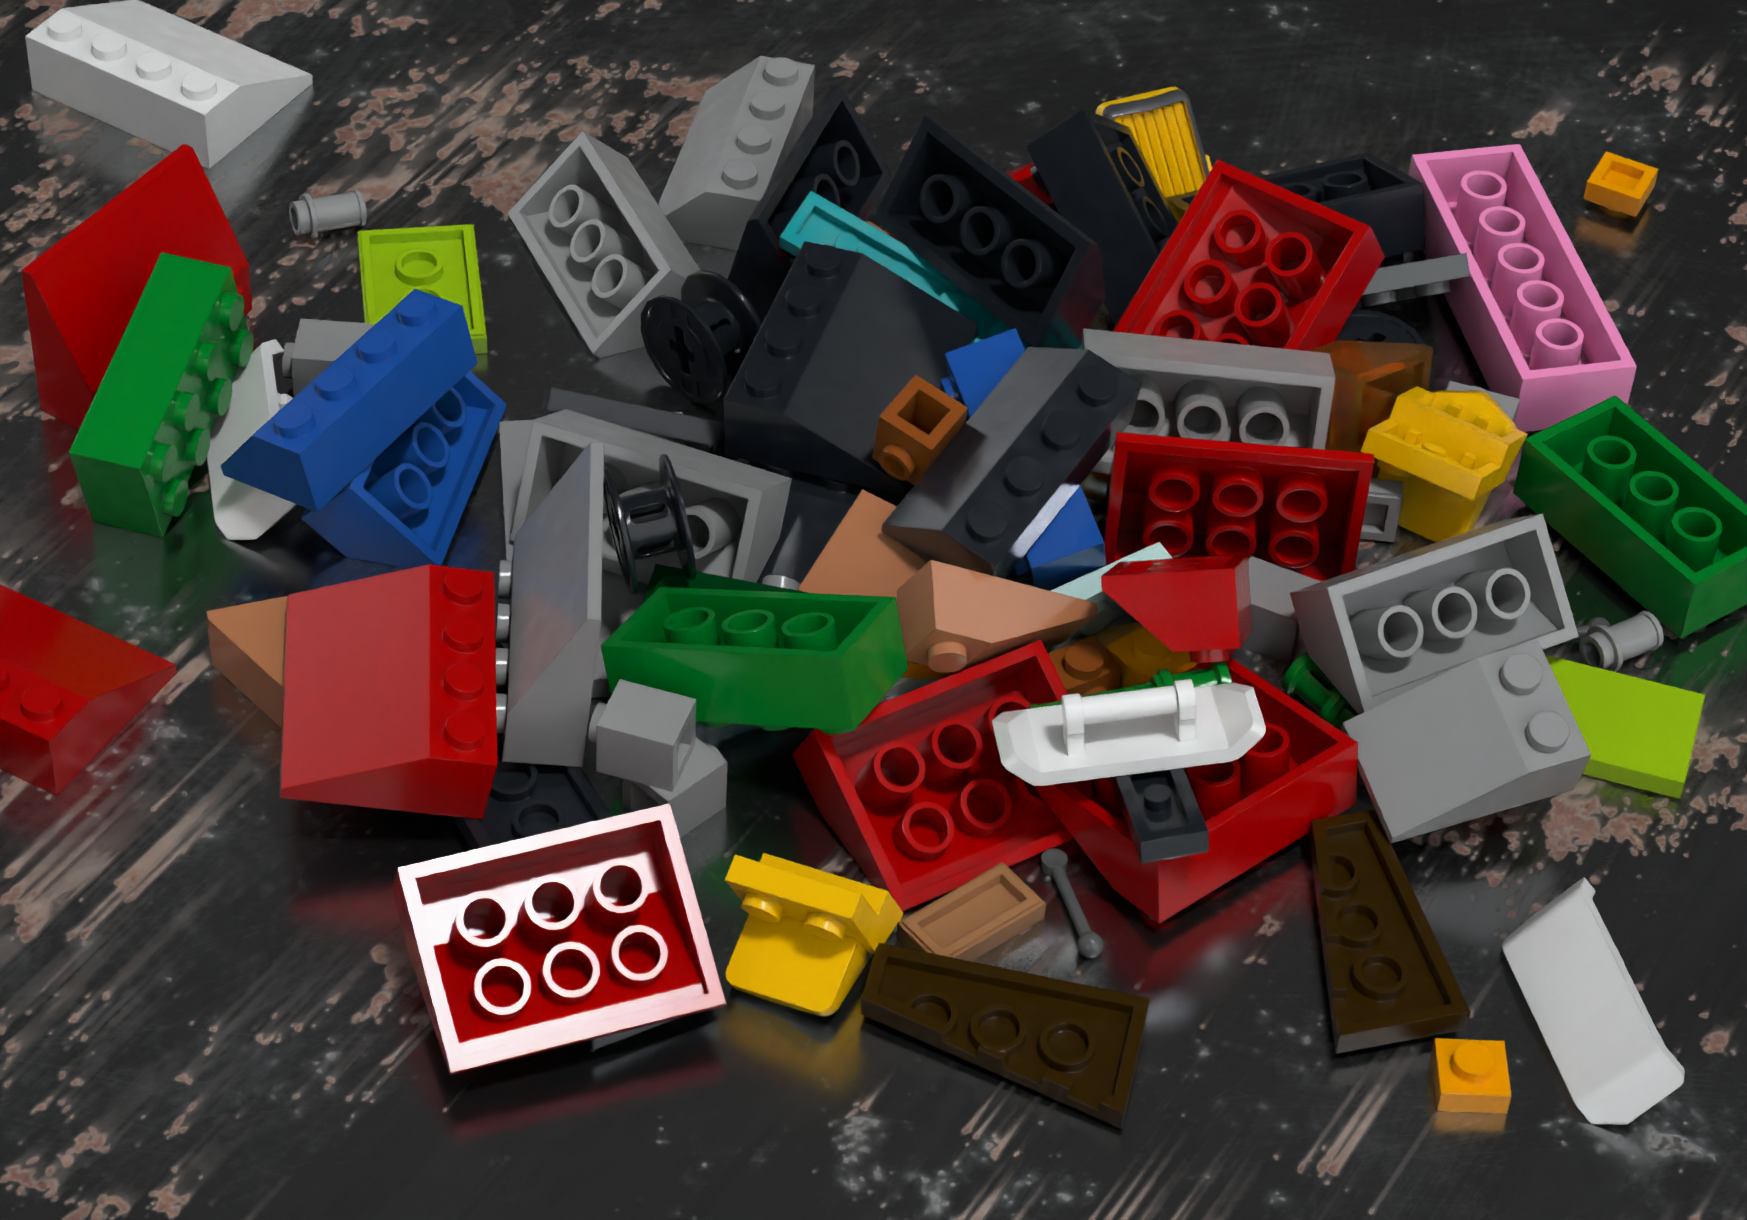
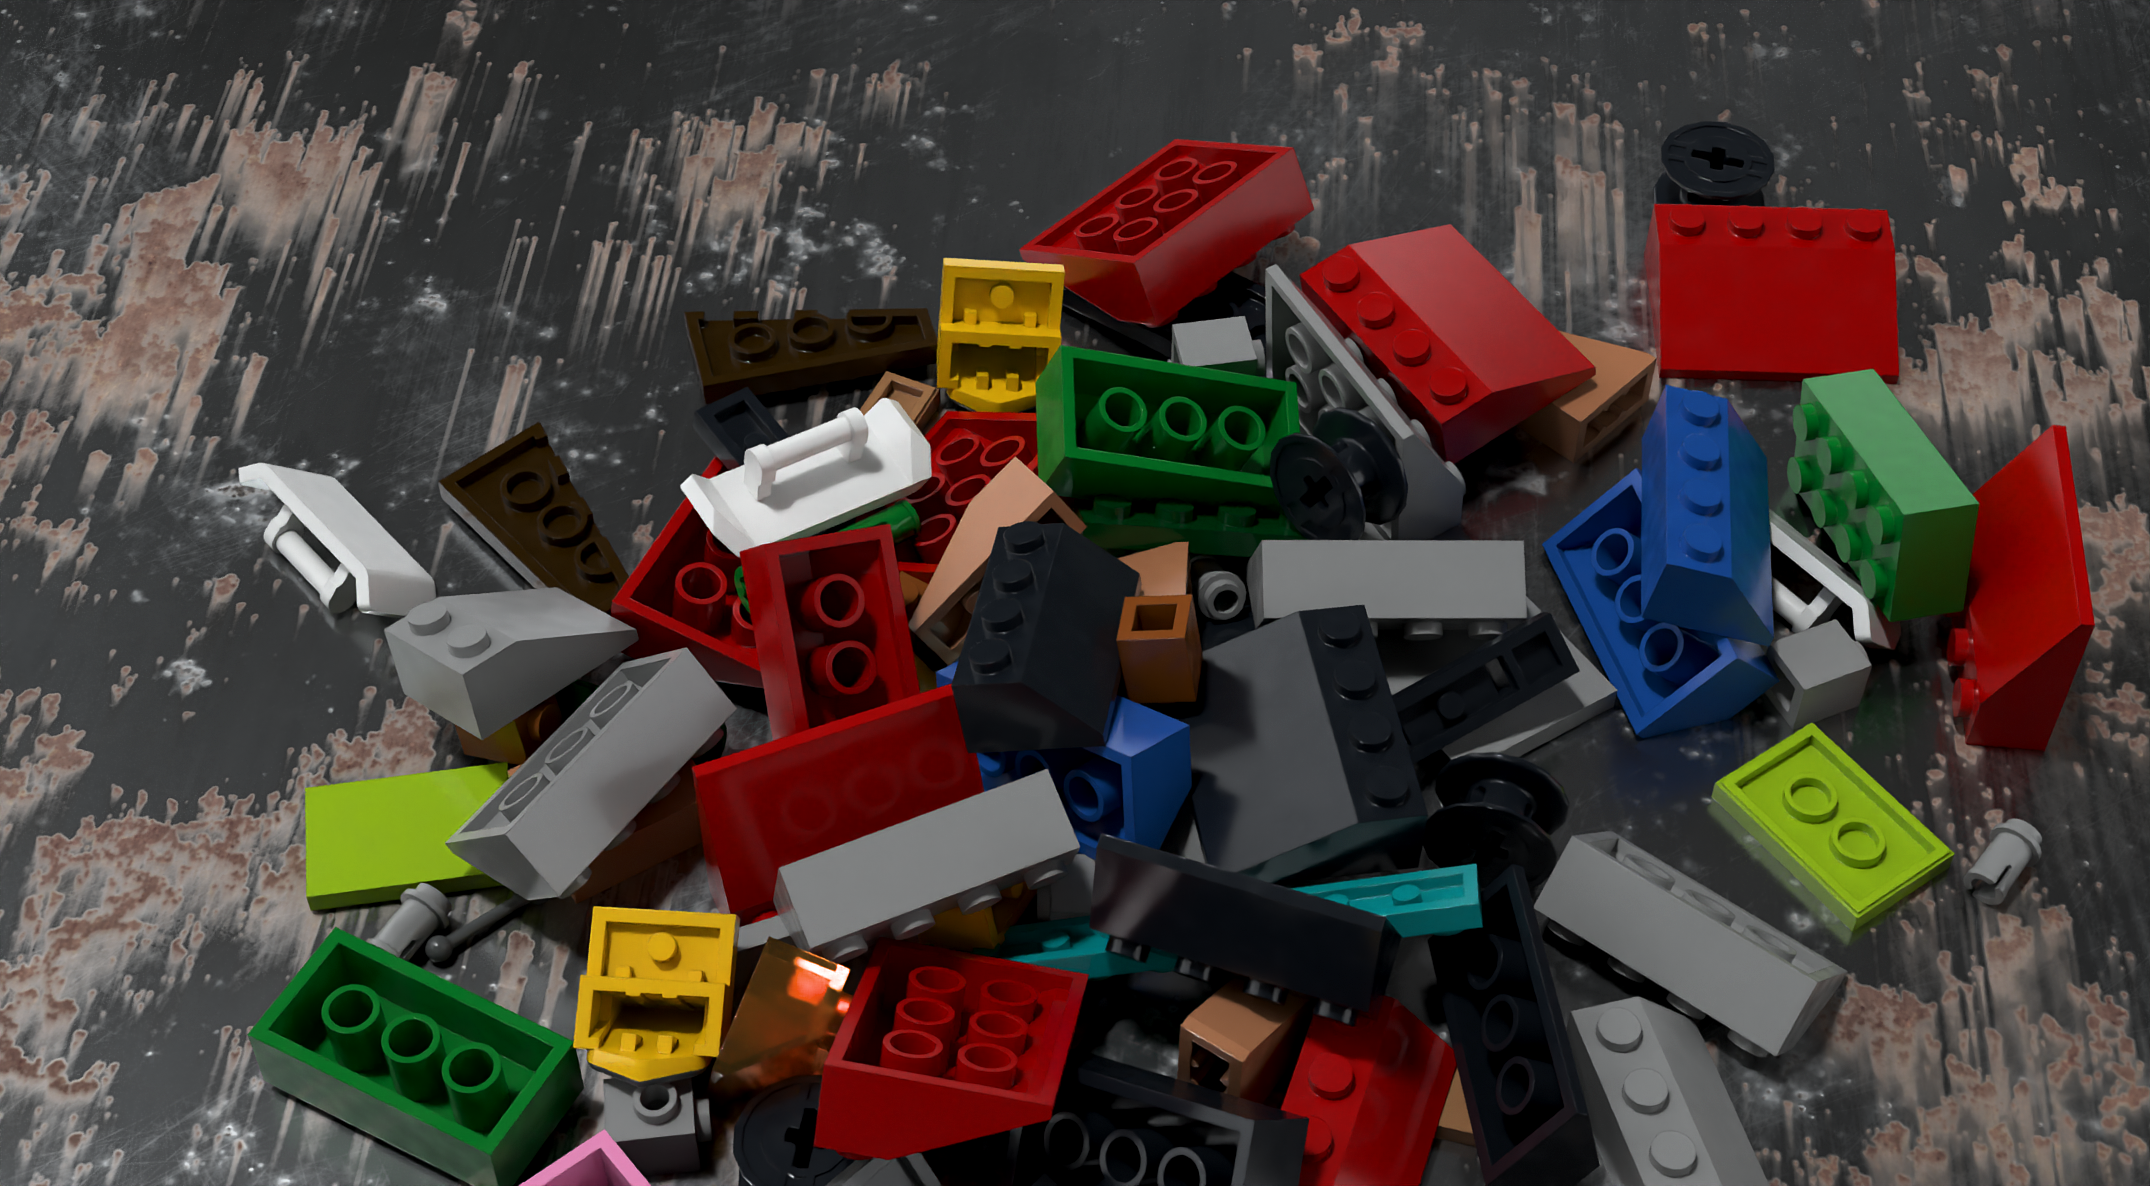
camera: 155 degrees right, 5 degrees up
(1470, 1076) = (422, 461): light orange plate -> none

